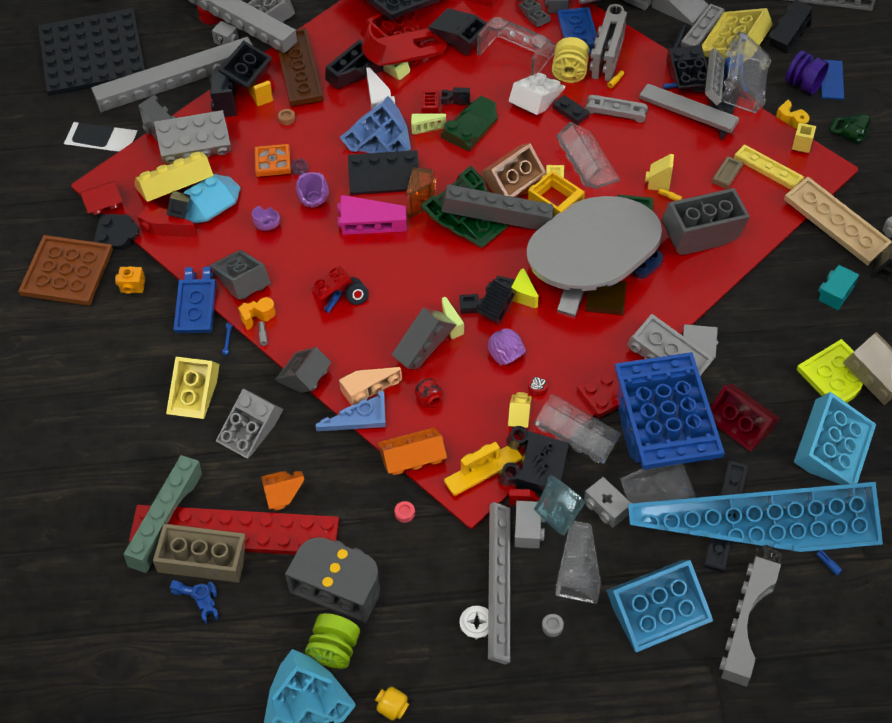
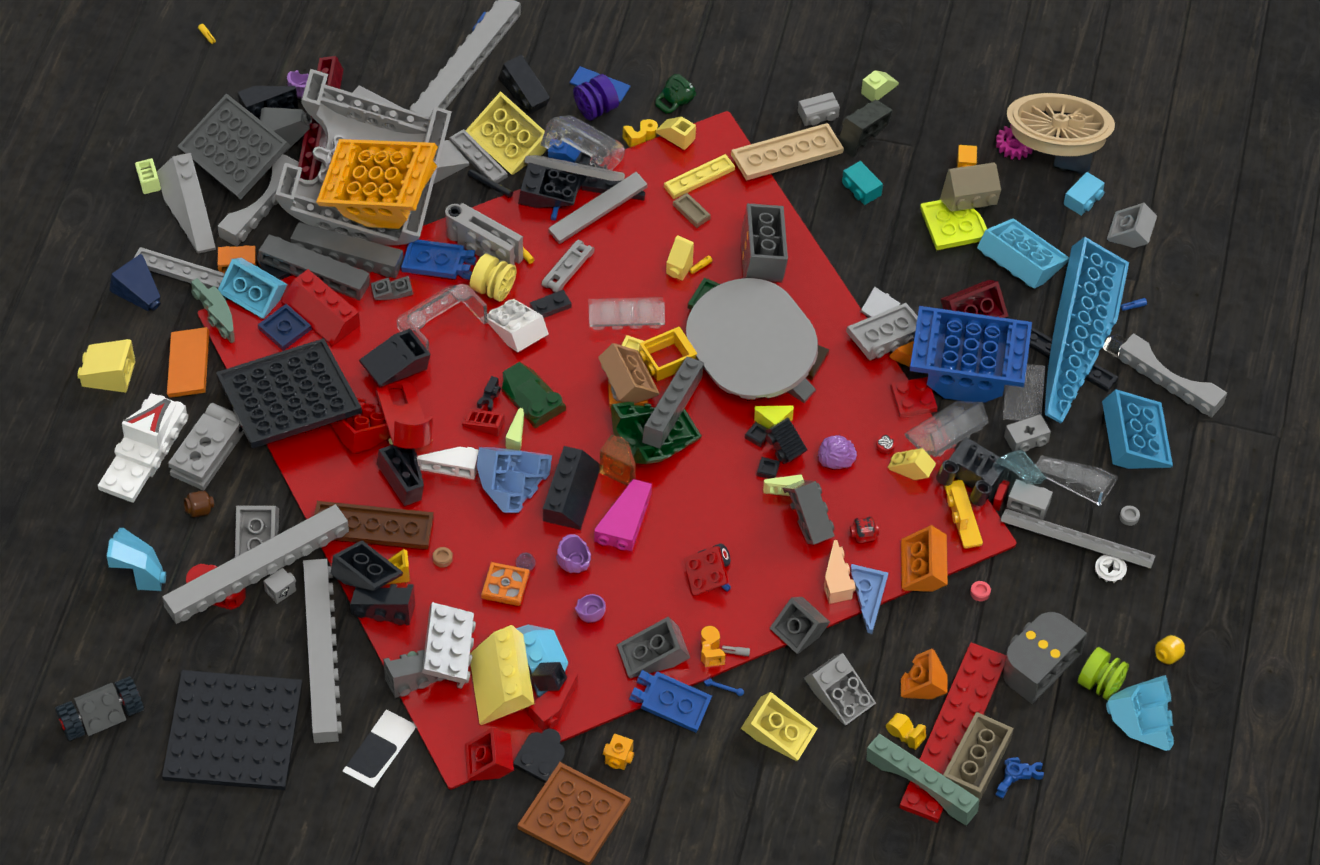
camera: 75 degrees left, 0 degrees up
(220, 485) = (902, 727): none -> yellow leg

